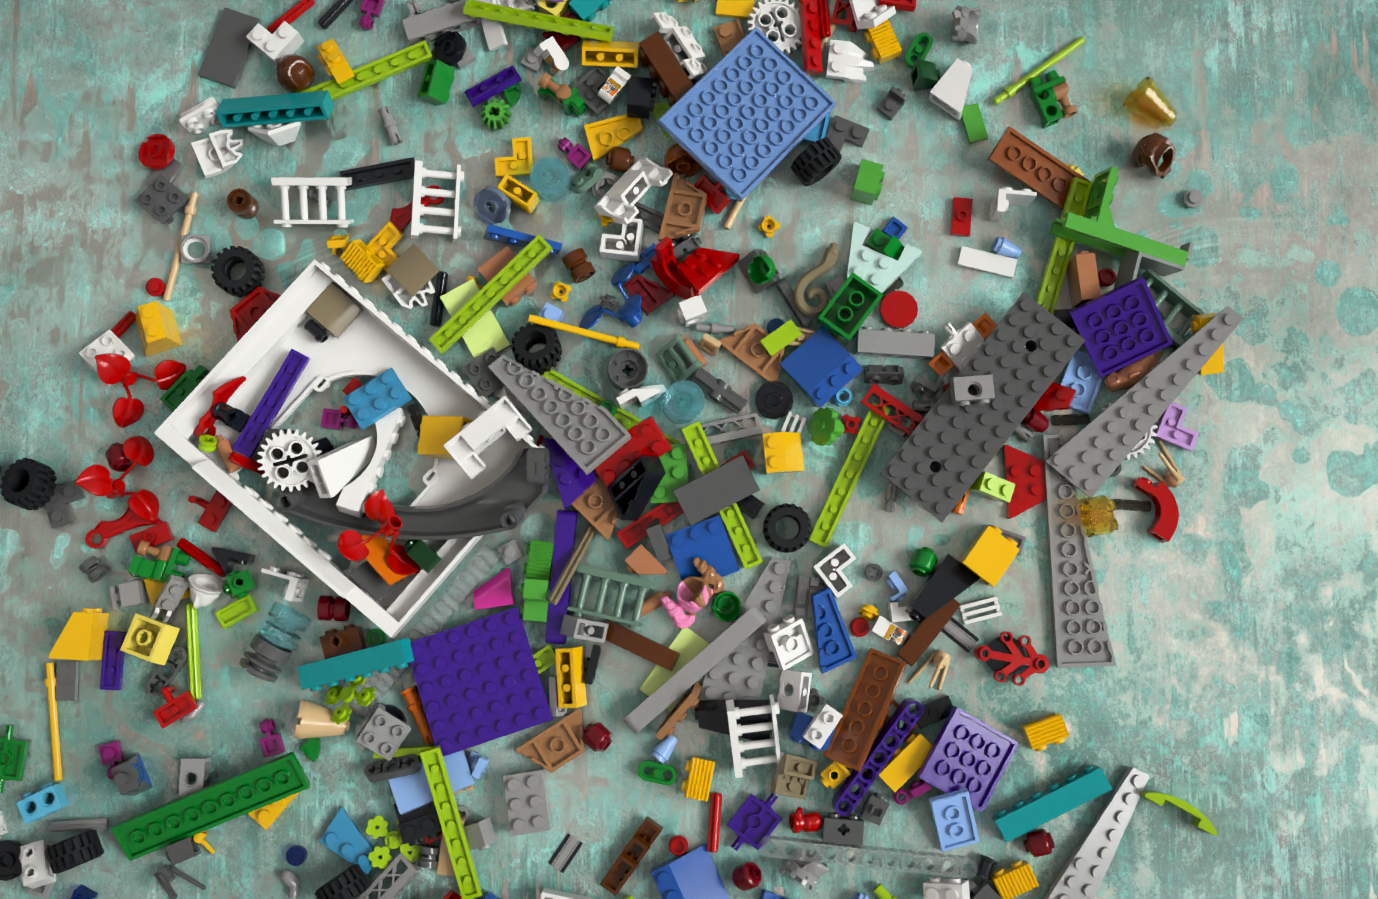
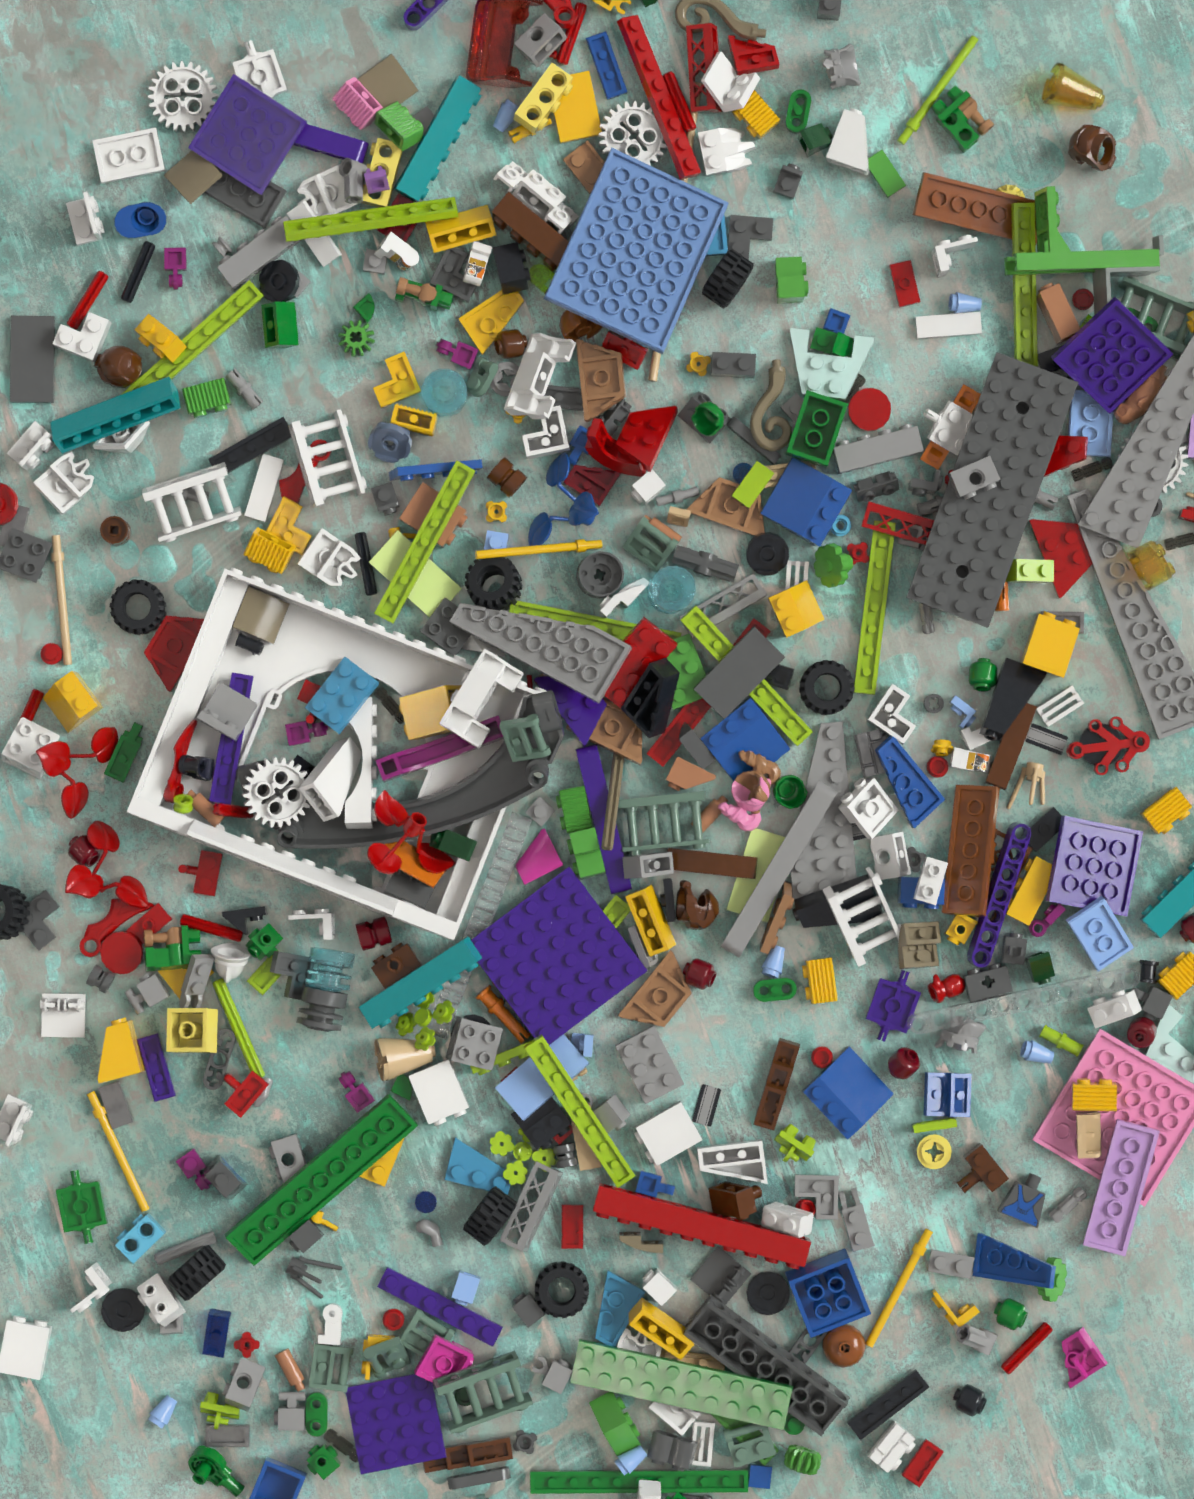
camera: 25 degrees left, 5 degrees up
(52, 589) = (63, 1015): none -> white hinge
(118, 552) = (122, 952): none -> red tile
(186, 240) = (87, 585): light grey piece -> none
(255, 613) = (295, 968): none -> dark grey plate
(273, 379) = (227, 711): none -> light grey bracket
(338, 241) = (235, 537): yellow tile -> none
(340, 764) = (439, 1092): none -> white brick
(357, 122) = (206, 397): none -> bright green brick
(375, 637) = (428, 949): green plate -> none
(378, 210) = (264, 488): none -> white tile
(380, 771) = (513, 1073): dark grey beam -> none
(413, 270) = (330, 542): dark tan slope -> none
(443, 471) = (433, 752): none -> magenta arch
(473, 251) = (385, 498): none -> dark grey bracket
(493, 86) = (341, 306): dark purple tile -> none
(505, 482) = (518, 741): none -> sand green plate
(522, 867) = (667, 1134): none -> white brick
(608, 301) = (553, 506): dark grey plate -> none
(610, 406) = (592, 619): green plate -> none
(611, 684) = (694, 913): none -> reddish brown helmet
(714, 822) = (851, 1020): red axle -> none
(797, 235) = (733, 365): none -> dark grey brick
(892, 831) = (1040, 967): none -> dark green slope
(1036, 421) = (1054, 484): dark red brick -> none
(1193, 198) = (1150, 180): light grey plate -> none

